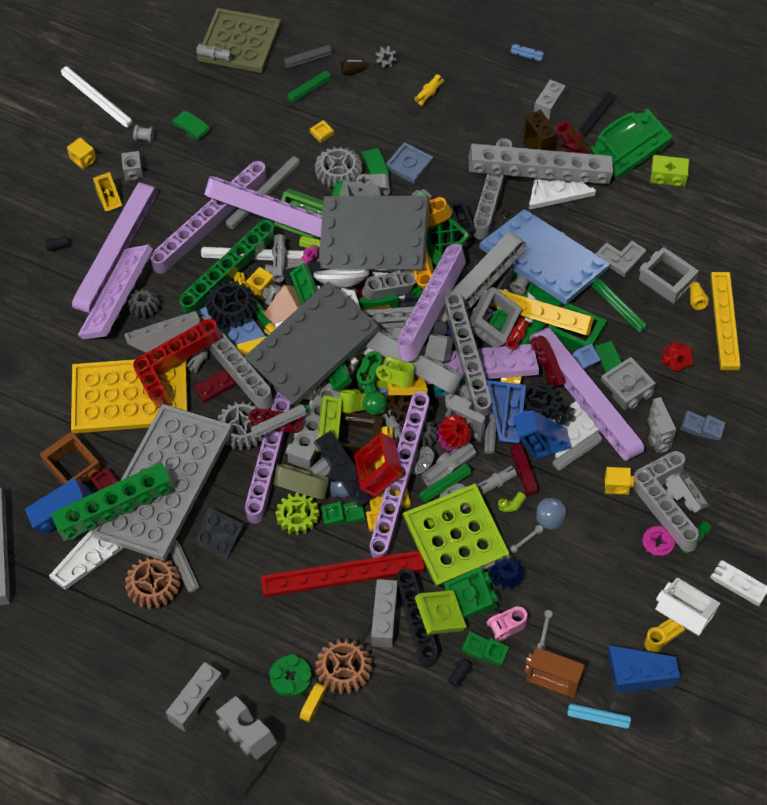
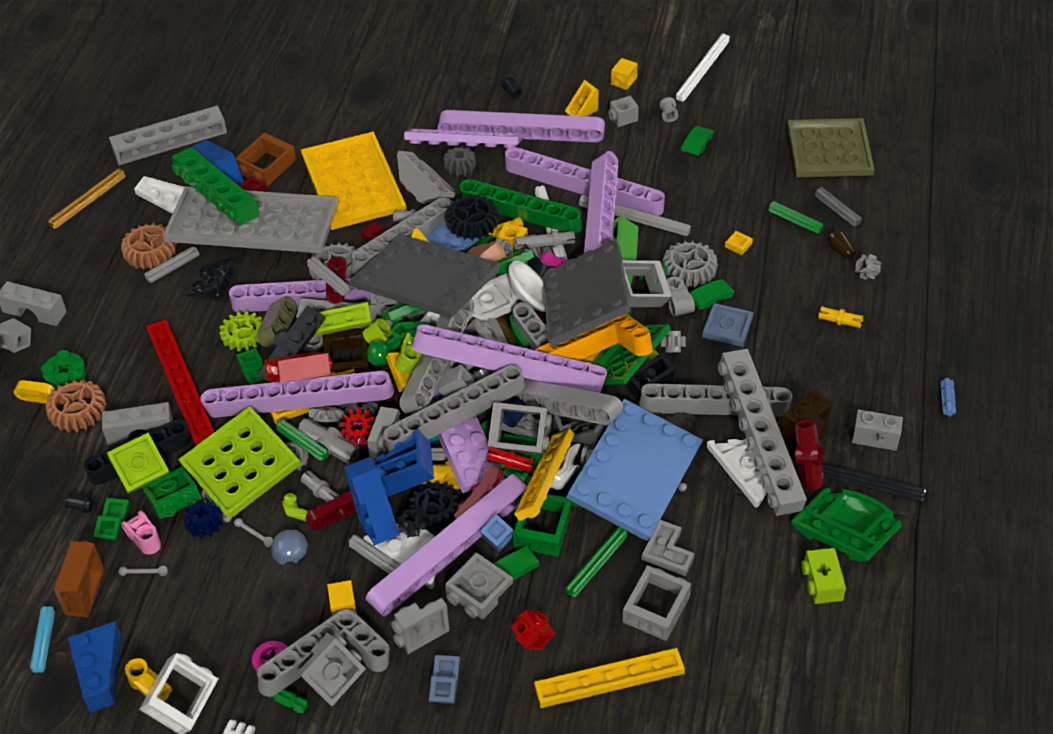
camera: 75 degrees right, 10 degrees down
(54, 637) = (85, 199): none -> pearl gold axle
(171, 357) = (387, 181): red beam -> none
(214, 52) = (795, 127): light grey pin -> none
(698, 298) = (636, 641): yellow cone -> none

